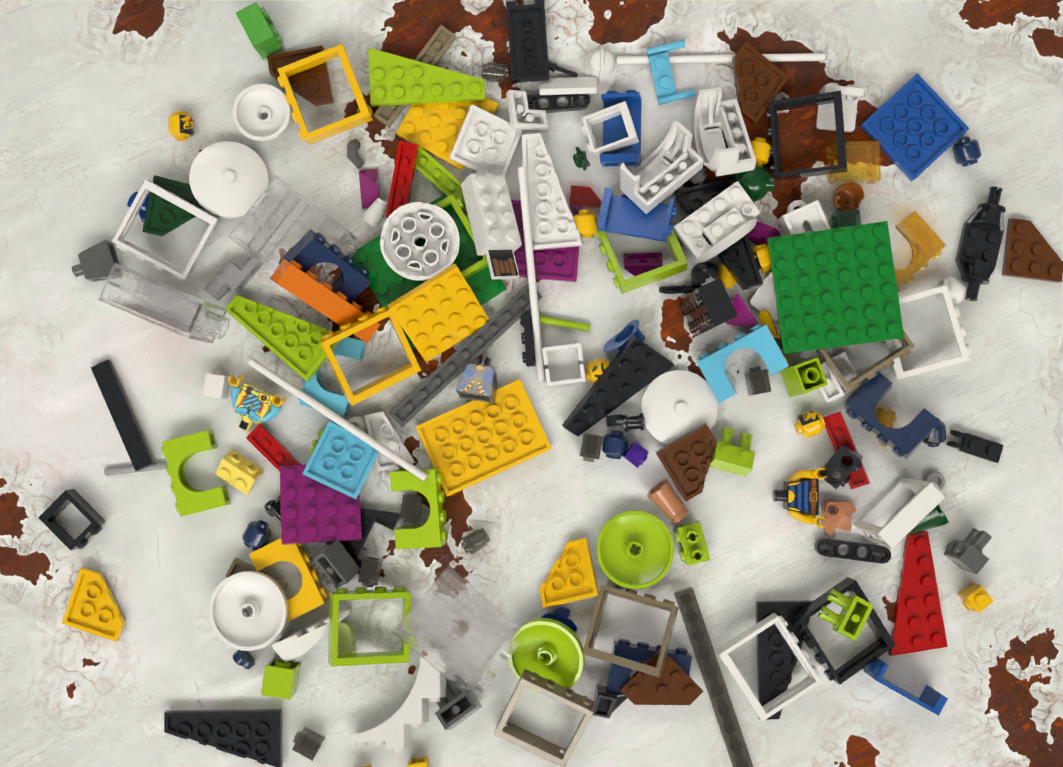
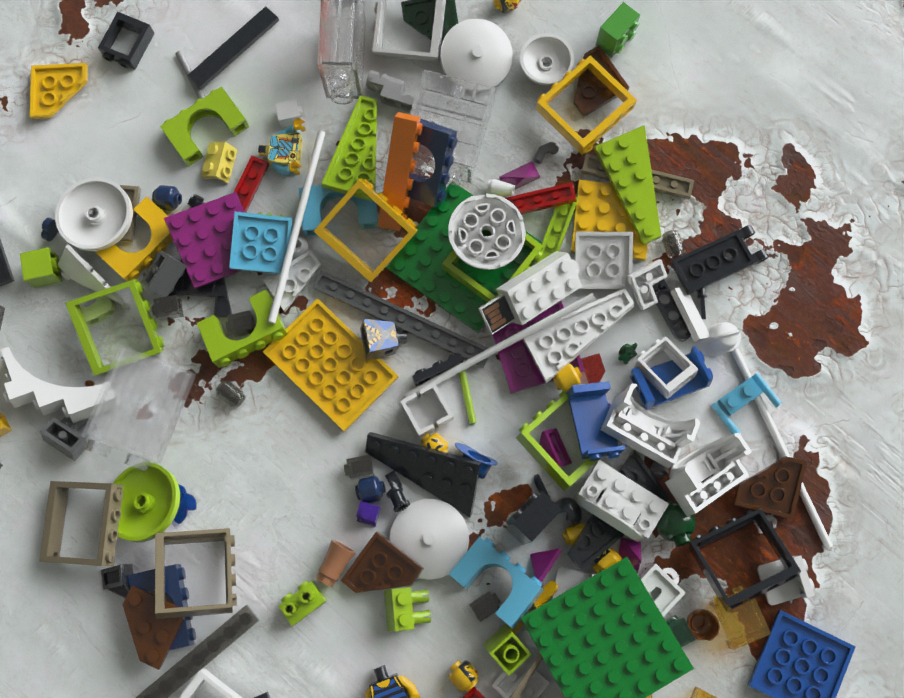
camera: 65 degrees right, 10 degrees down
(439, 313) = (429, 276): yellow plate -> none
(571, 576) = (228, 496): yellow plate -> none
(635, 549) = (275, 548): lime dish -> none
(761, 150) = (708, 518): yellow head -> none

